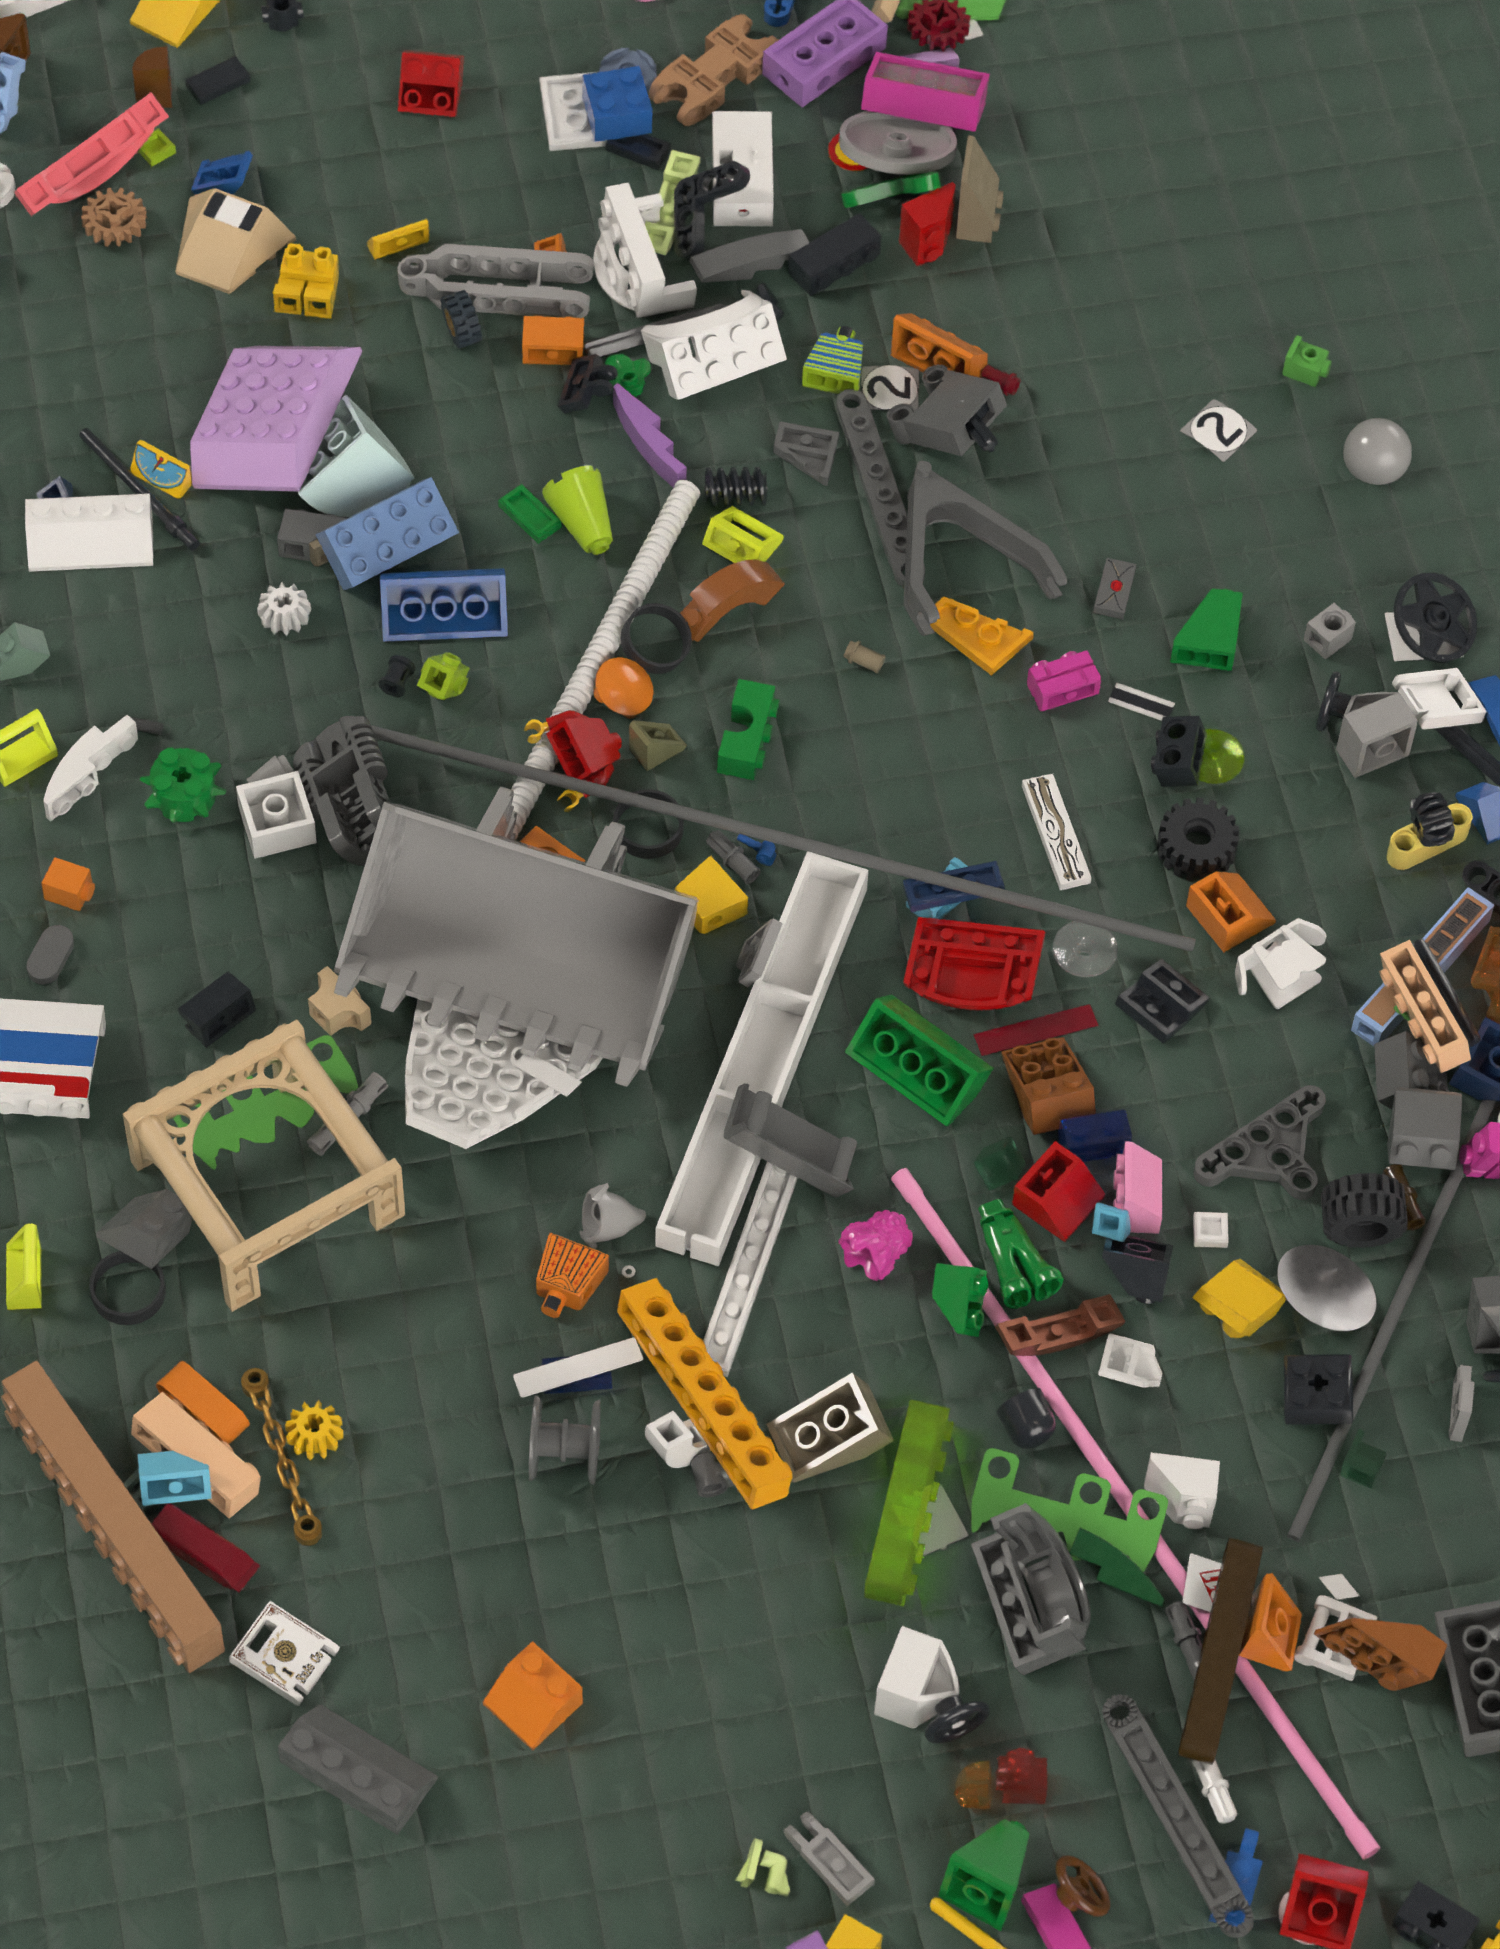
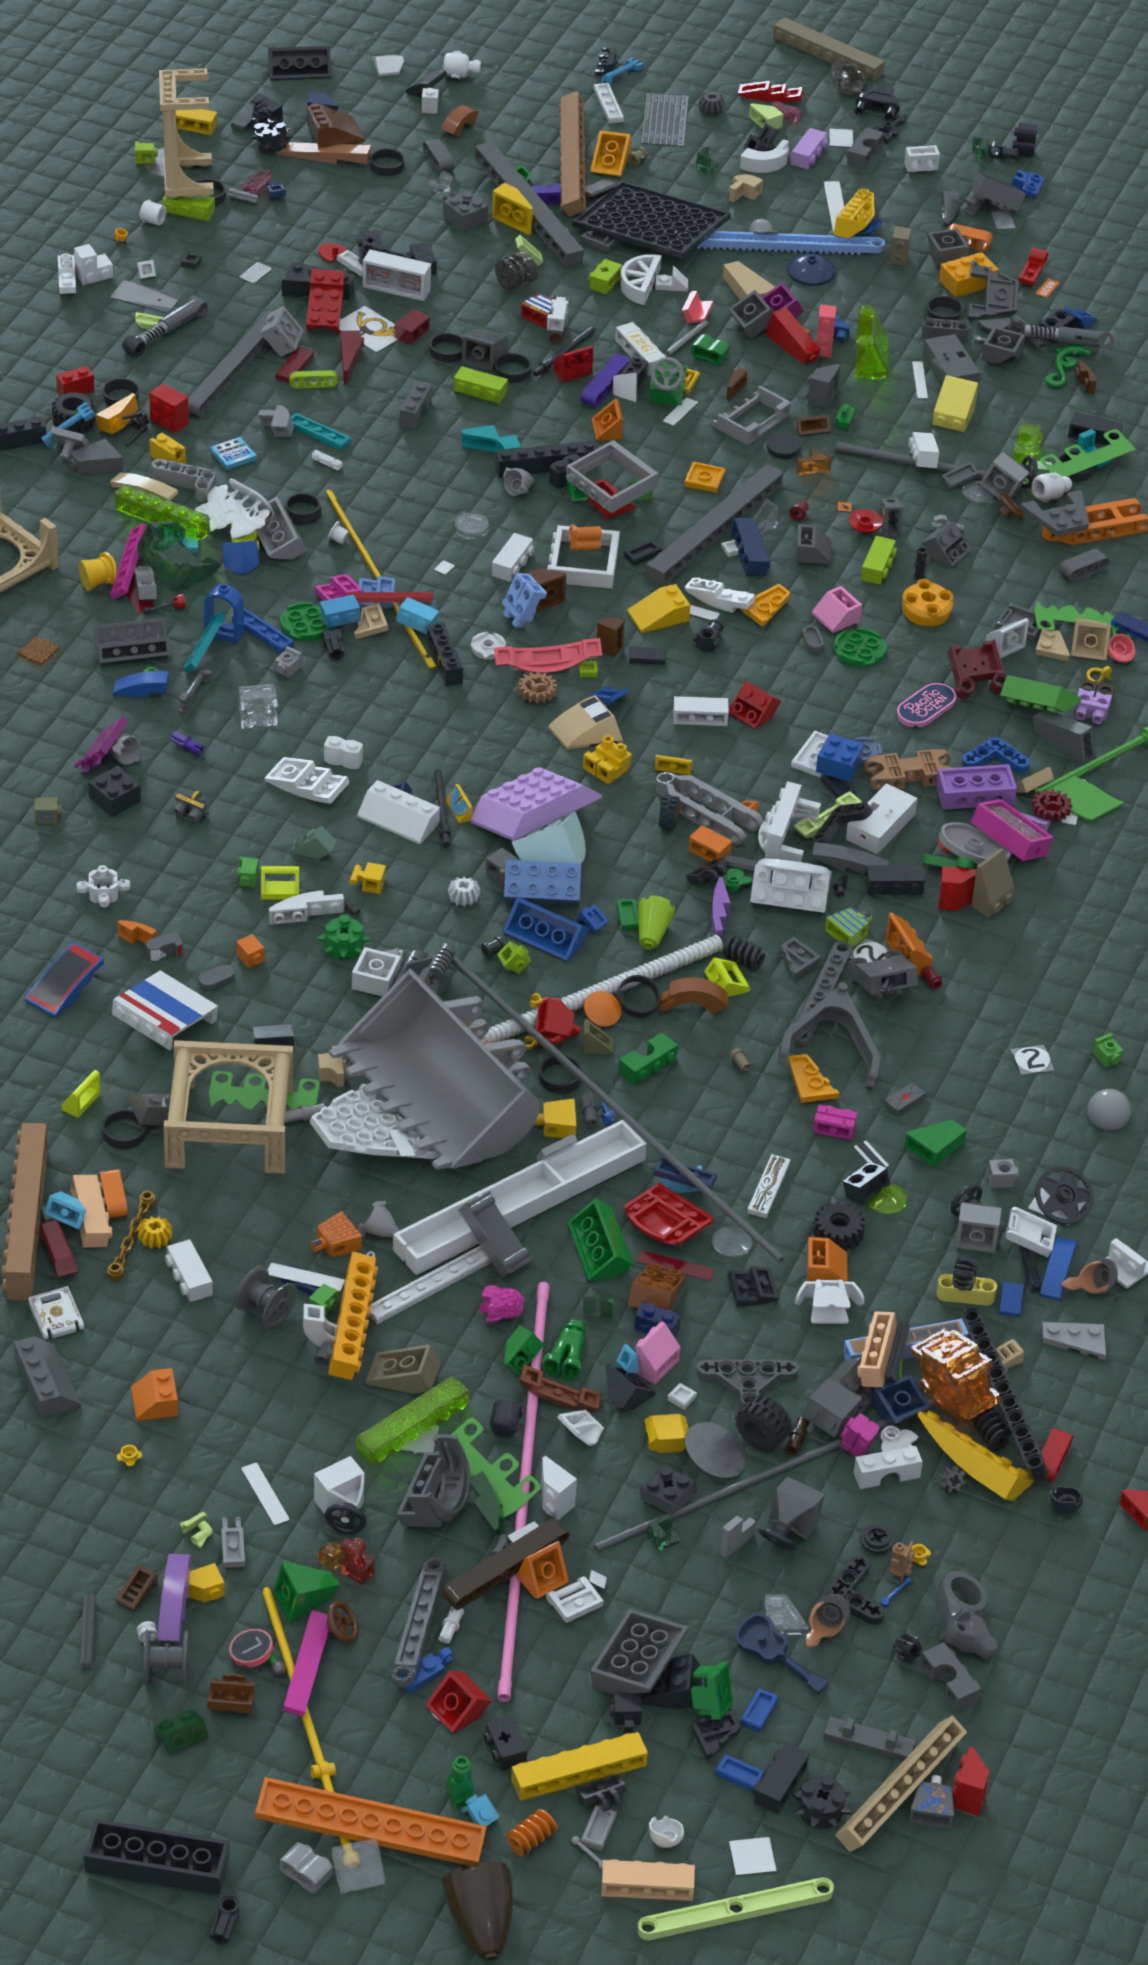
camera: 35 degrees right, 15 degrees down
(138, 660) = (372, 878): none -> yellow brick
(366, 131) = (700, 711): none -> white brick
(413, 1462) = (189, 1270): none -> white brick
(491, 548) = (592, 917): none -> blue bracket
(578, 1806) = (129, 1455): none -> yellow plate
(636, 1392) = (326, 1297): none -> bright green brick
(801, 1747) = (265, 1493): none -> white sticker
(1058, 1192) = (612, 1330): red slope -> none
(1389, 1651) = (589, 1607): dark orange slope -> none

